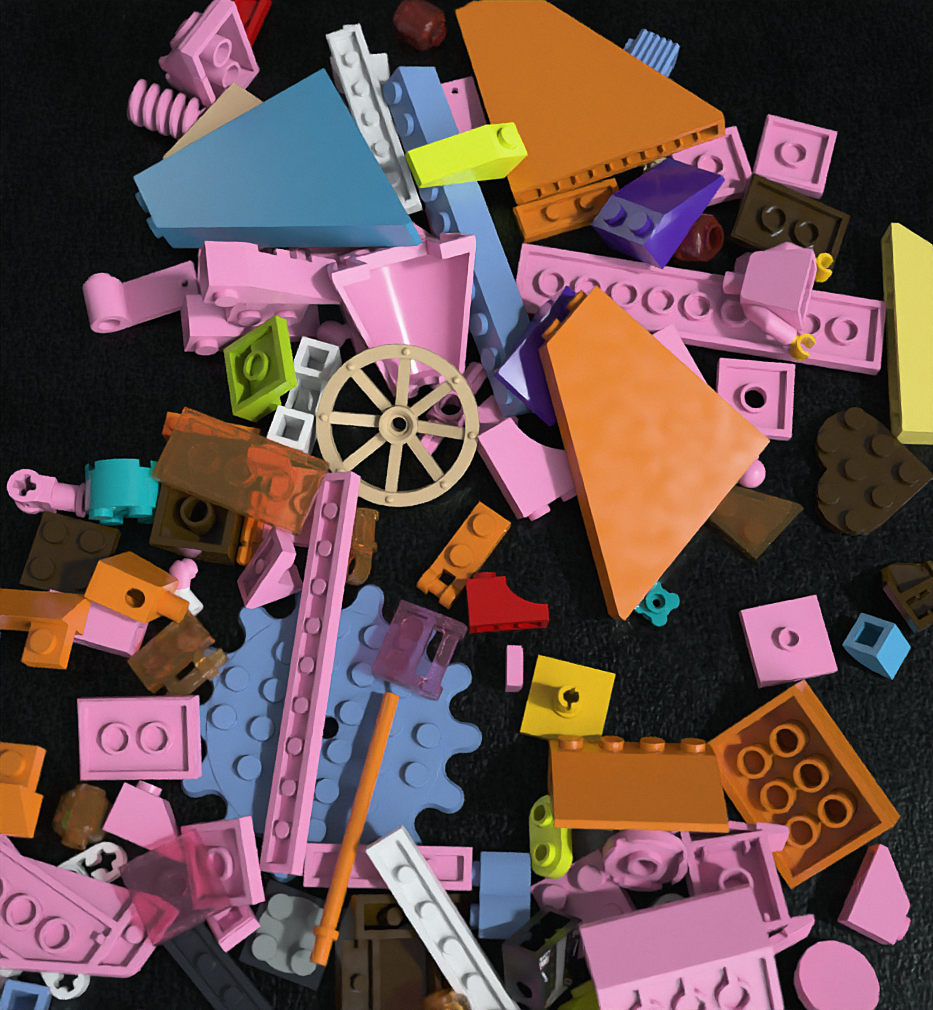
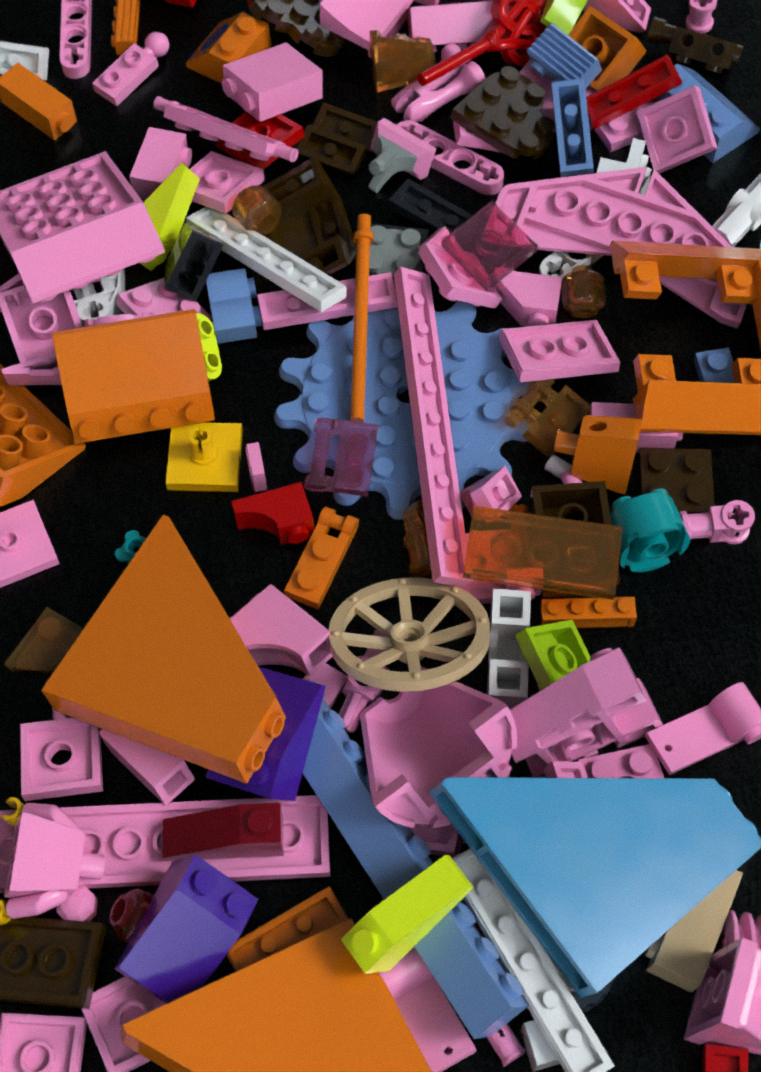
camera: 170 degrees right, 10 degrees down
(624, 283) = (225, 833): none -> dark red slope

